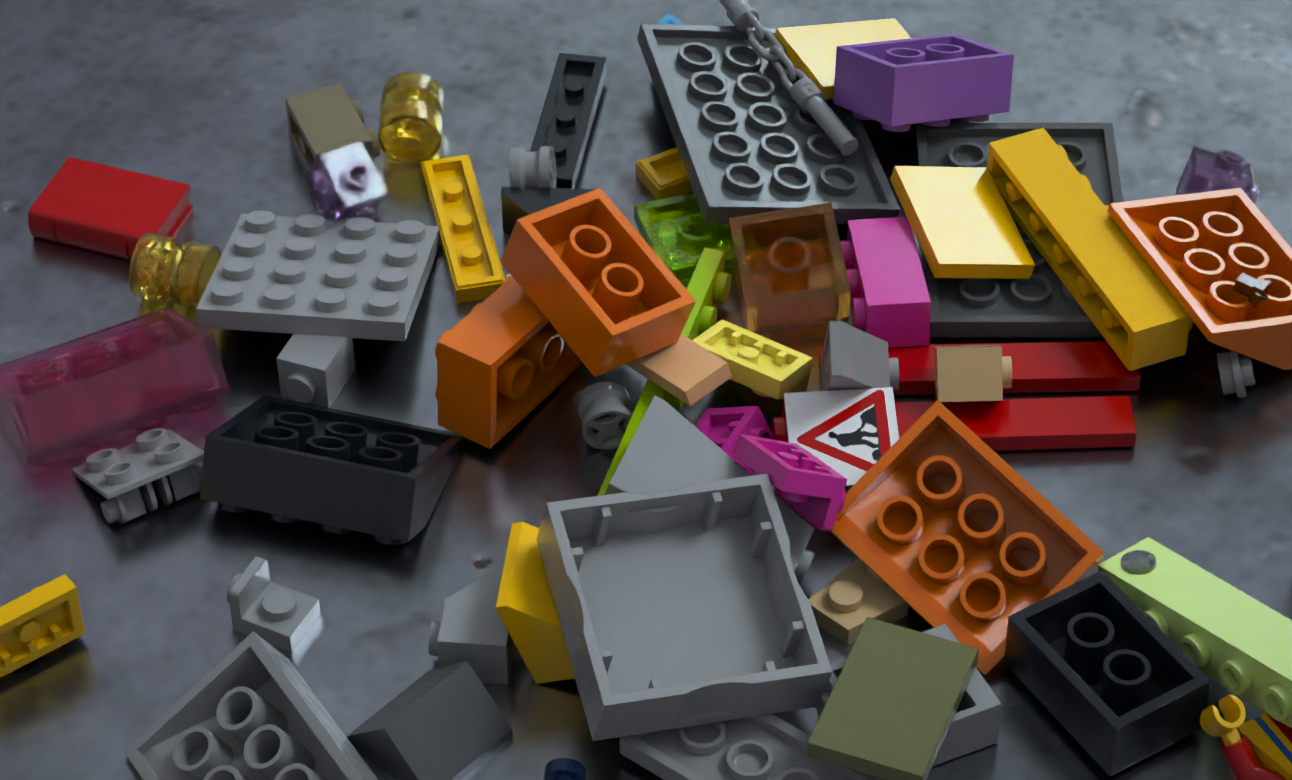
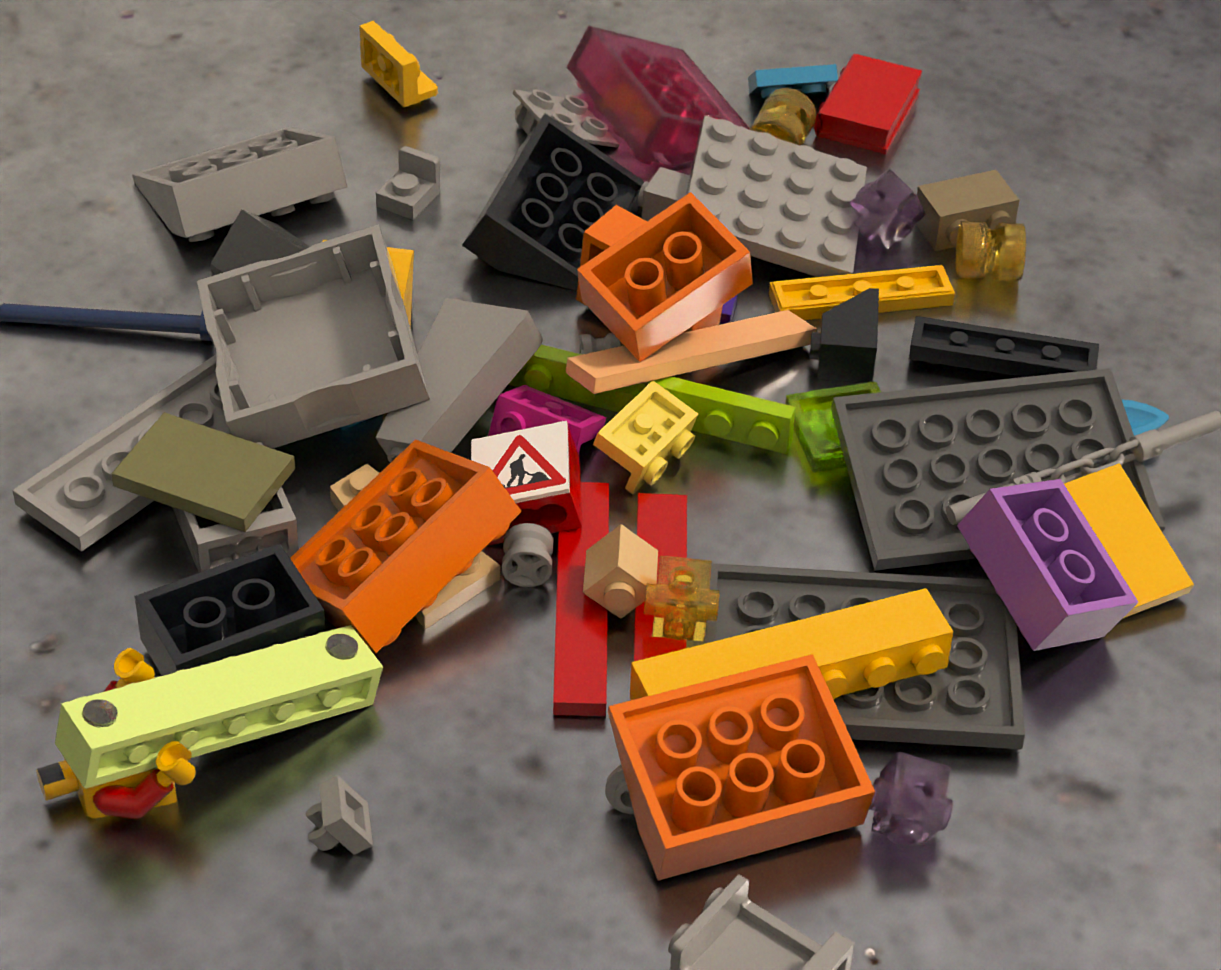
camera: 90 degrees right, 0 degrees up
(66, 269) = (809, 79): none -> dark azure plate
(532, 168) = (896, 318): light grey wheel -> none
(789, 269) = (764, 460): clear orange brick -> none
(798, 478) = (440, 400): dark pink bracket -> none
(856, 360) = (600, 464): light grey slope -> none
(887, 281) = (760, 531): dark pink brick -> none
(962, 222) = (827, 572): tile -> none
(1015, 318) = (682, 609): none -> clear yellow brick
(1252, 288) = (679, 753): reddish brown piece -> none

